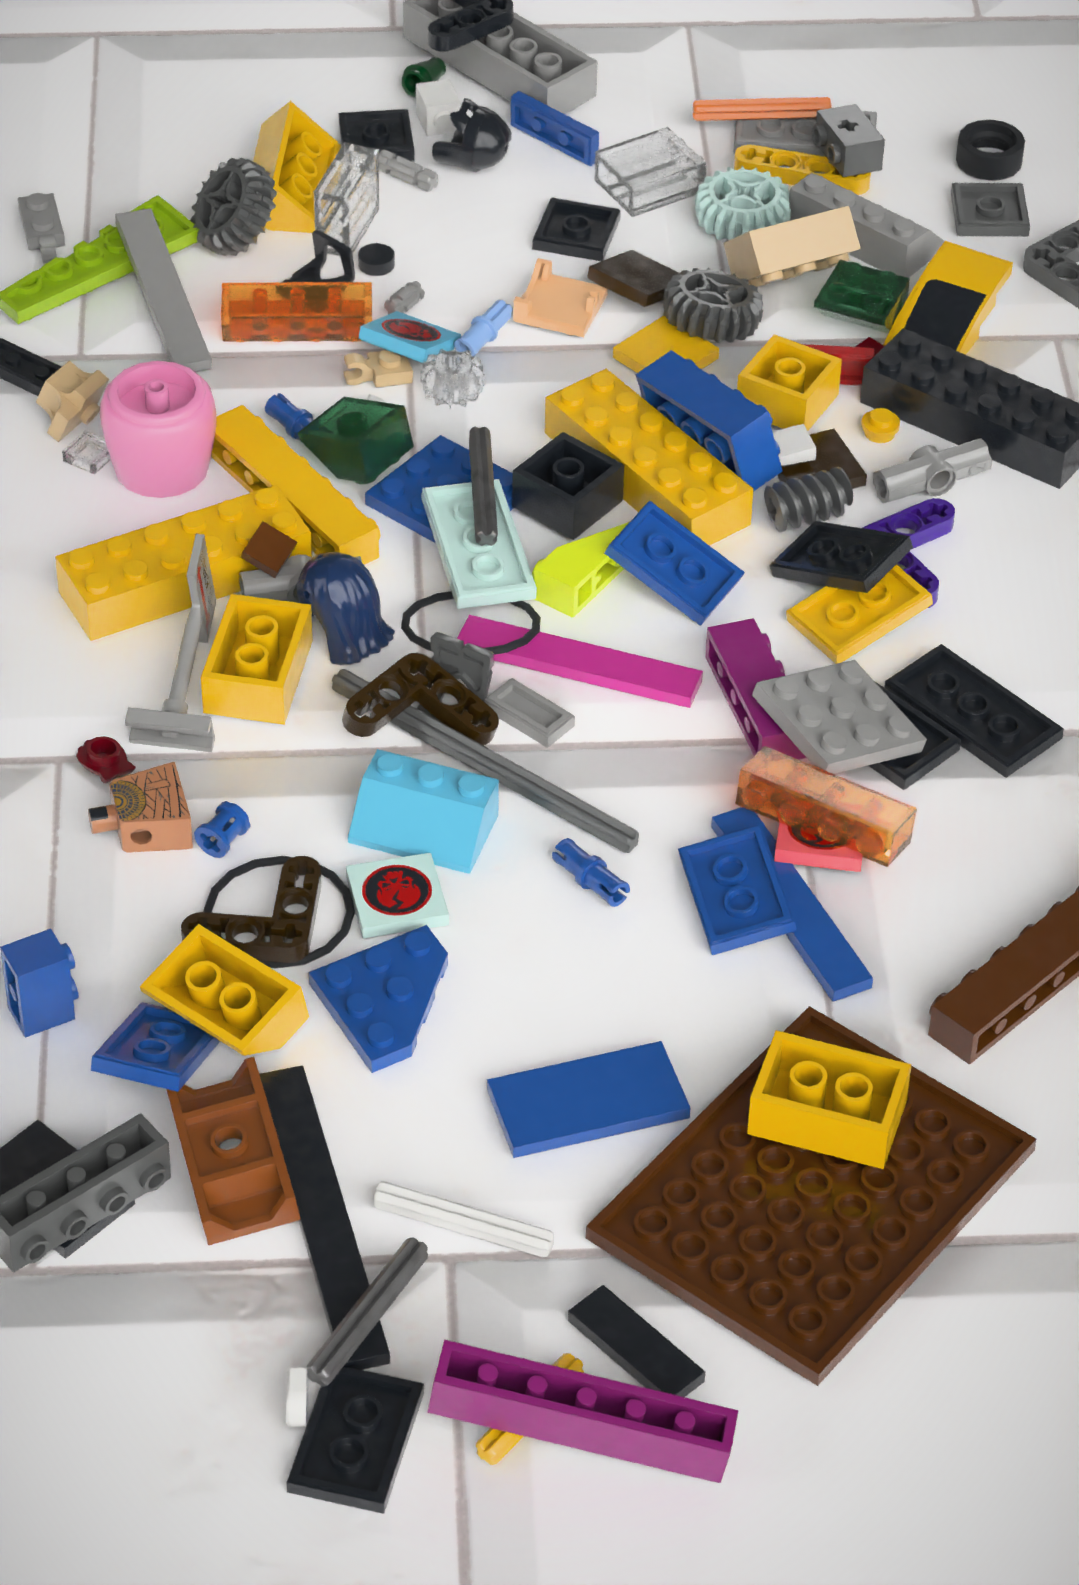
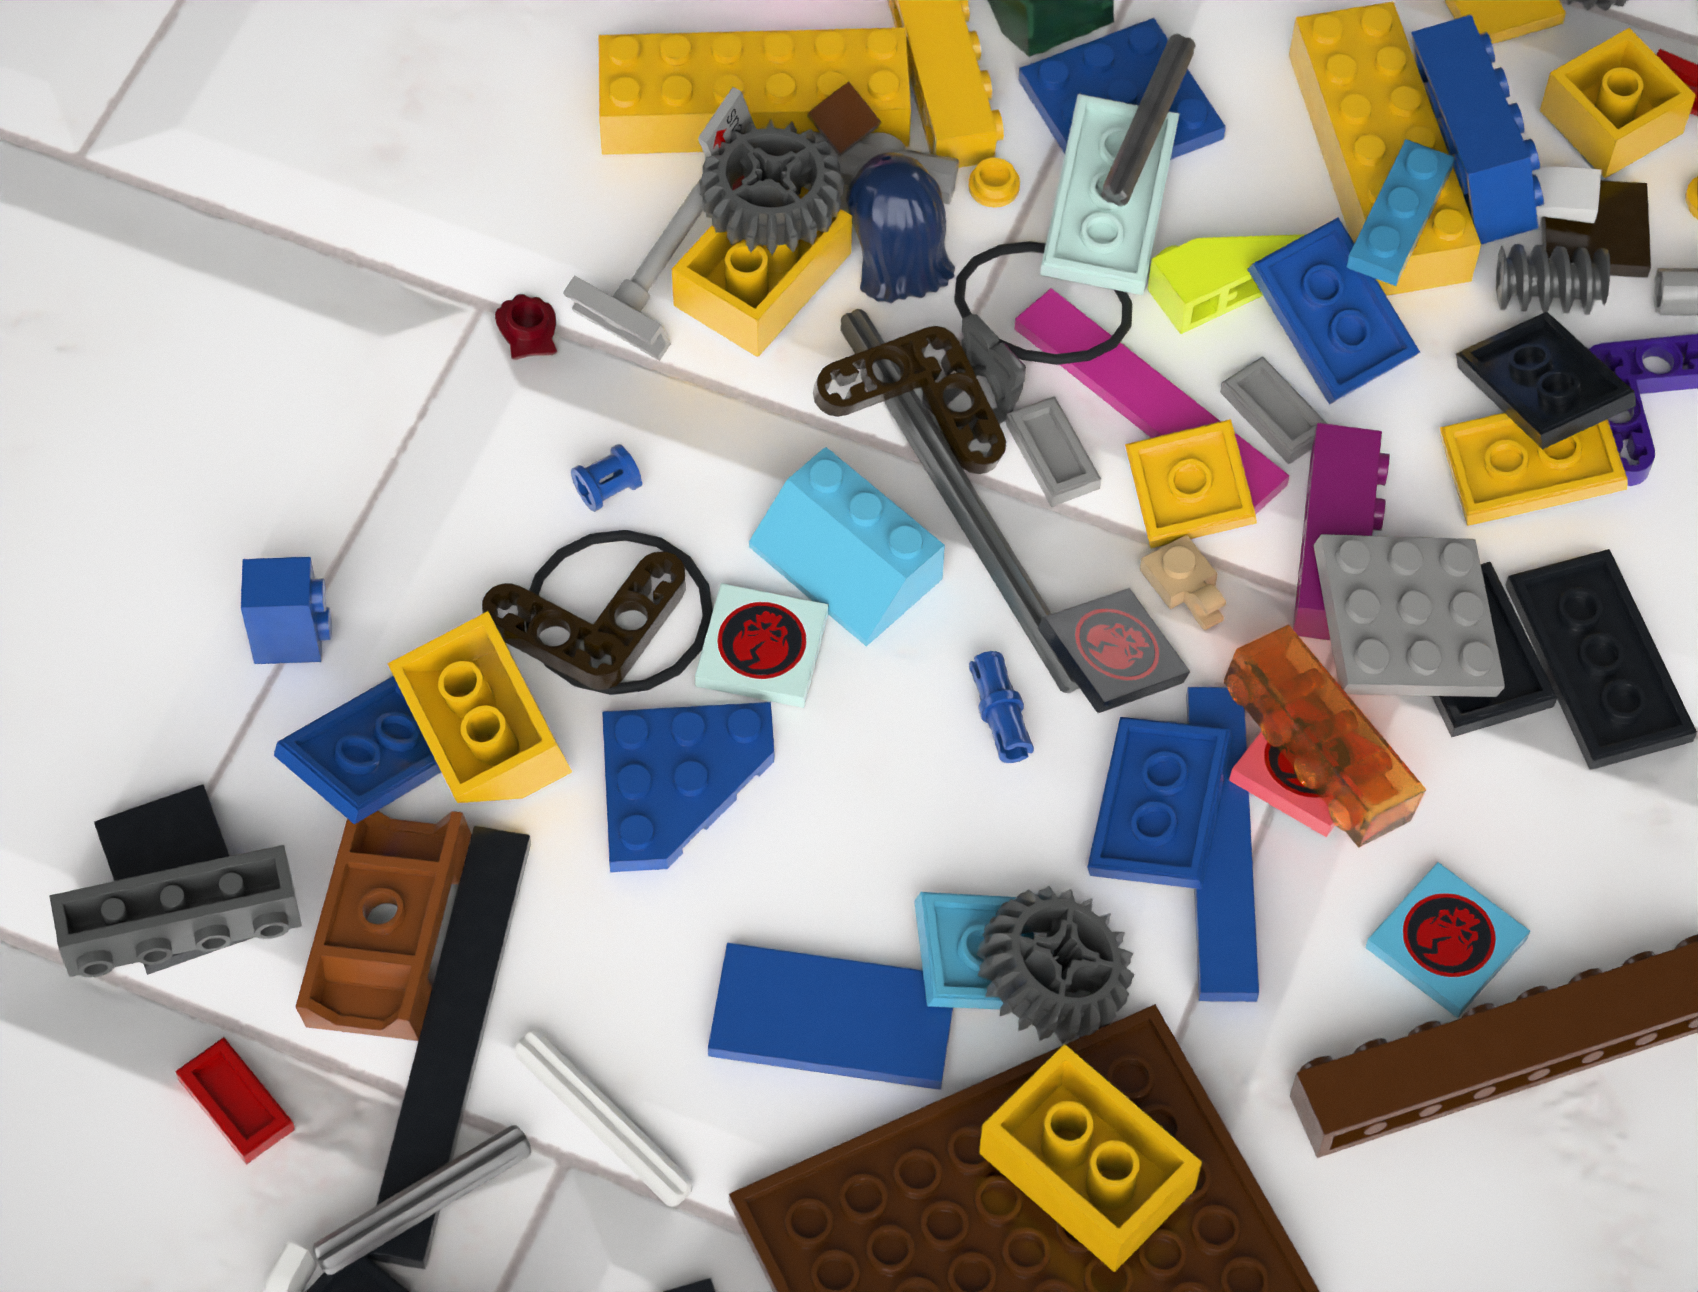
camera: 25 degrees right, 15 degrees up
(146, 811) = (533, 419): nougat torso -> none
(183, 1310) = (235, 1100): none -> red tile
(248, 599) = (768, 203): none -> dark grey gear
(389, 566) = (994, 183): none -> yellow plate
(567, 485) = (1261, 151): black brick -> none
(639, 696) = (1191, 483): none -> yellow tile
(648, 810) = (1113, 650): none -> tile
(666, 638) = (1273, 409): none -> light grey tile
(667, 1020) = (949, 941): none -> medium azure tile
(668, 755) = (1184, 575): none -> tan plate
(691, 483) = (1400, 212): none -> dark azure plate
(728, 1003) = (1073, 956): none -> dark grey gear
(976, 904) = (1447, 939): none -> tile

